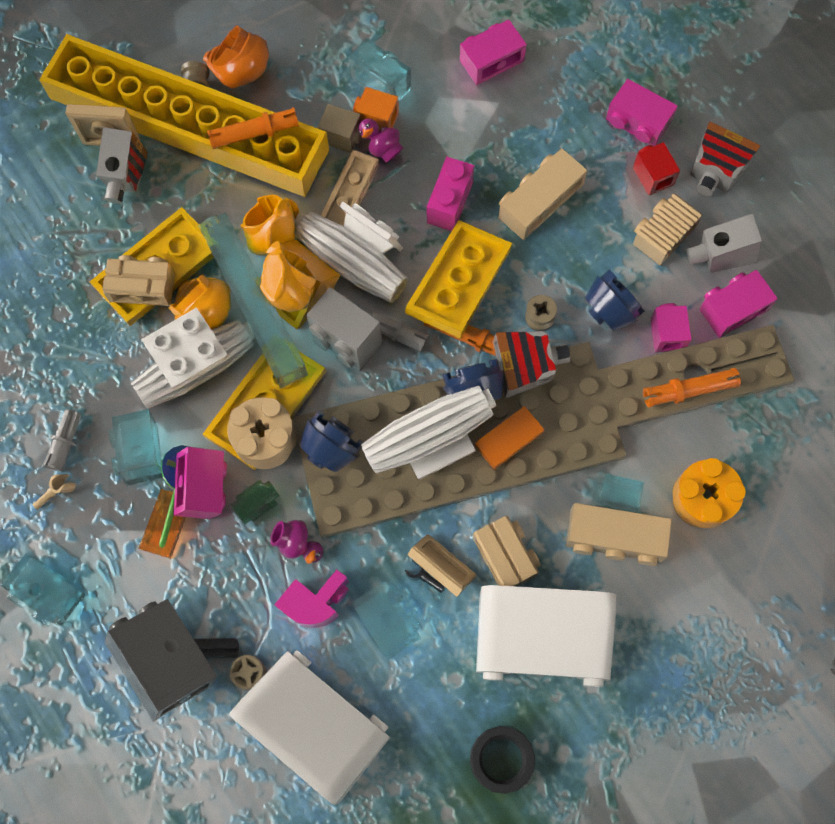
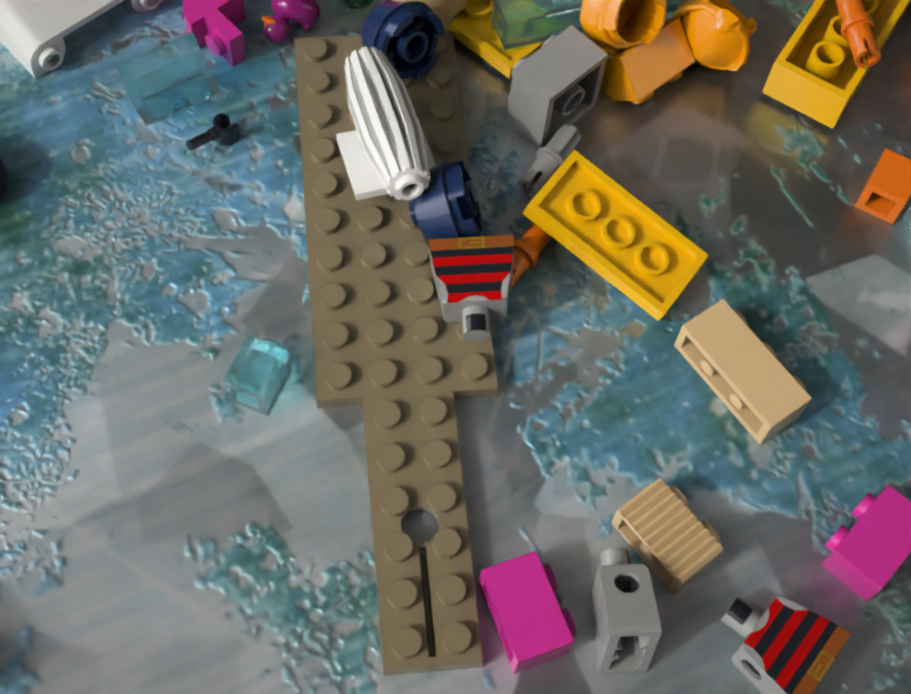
camera: 90 degrees right, 10 degrees down
(341, 127) = (862, 138): dark tan brick -> none
(351, 185) = (766, 142): tan tile -> none
(355, 249) = (681, 119): white plate -> none
(383, 143) = (834, 182): magenta animal -> none
(442, 565) = (221, 153): tan tile -> none
(450, 193) = (750, 249): dark pink brick -> none
(505, 552) = (215, 224): tan brick -> none
(509, 437) = (370, 249): orange tile -> none
(542, 319) = (556, 344): dark tan wheel -> none
(546, 633) = (93, 245): white windscreen -> none
(612, 302) = (550, 421): dark blue cone -> none
(618, 534) = (193, 385): tan brick -> none
(656, 168) = (774, 542): red brick -> none
(670, 327) = (501, 501): dark pink brick -> none
(679, 390) = (393, 479): orange pin -> none
(724, 486) = (225, 464): light orange brick -> none

